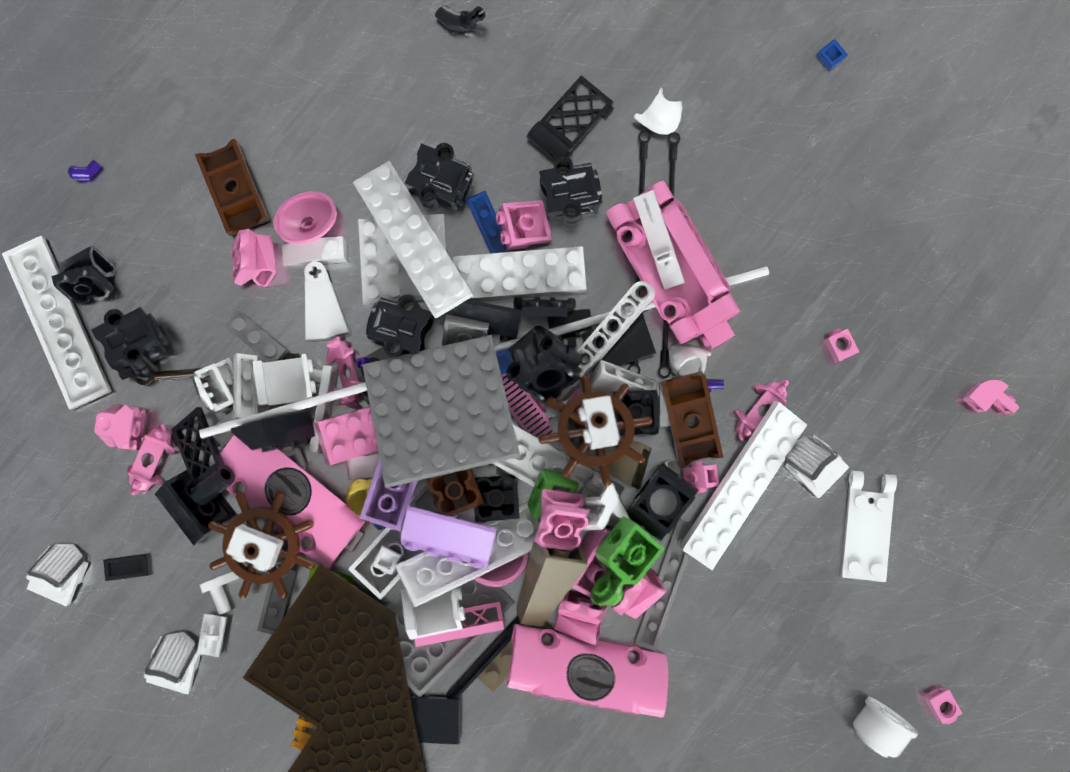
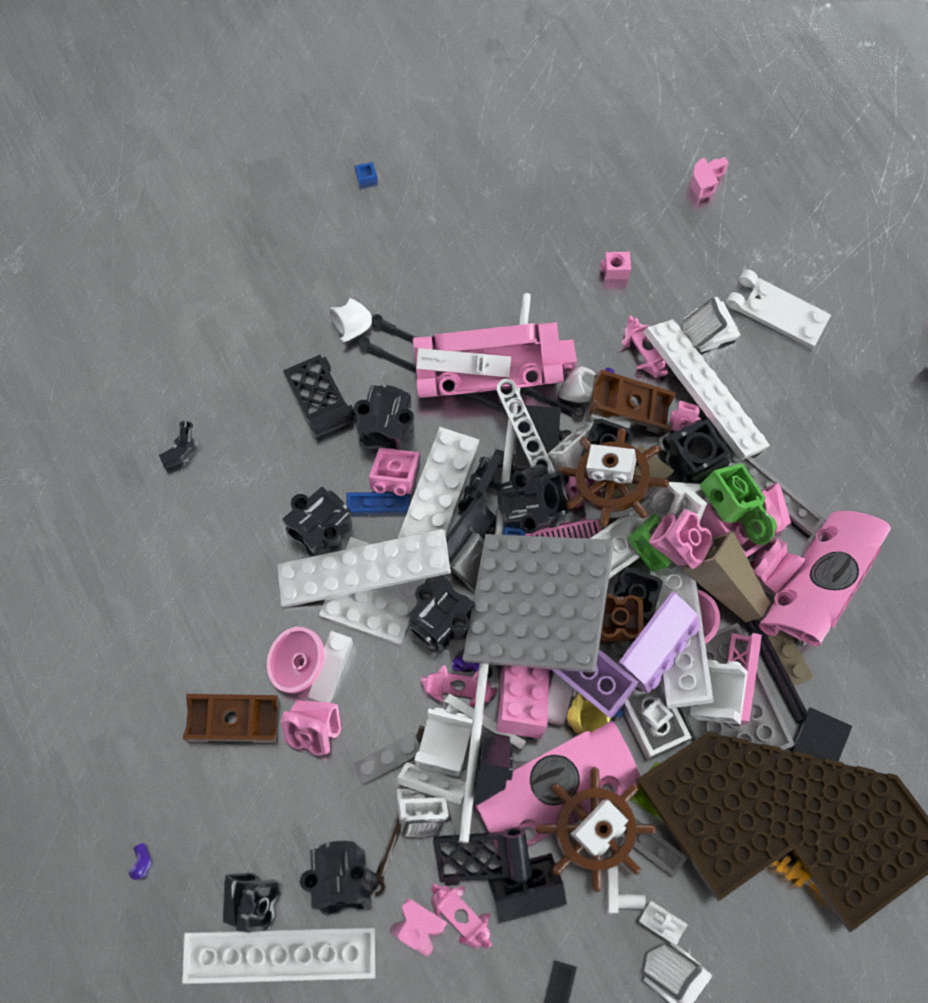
camera: 75 degrees left, 15 degrees down
(322, 308) = (389, 683): white piece -> none

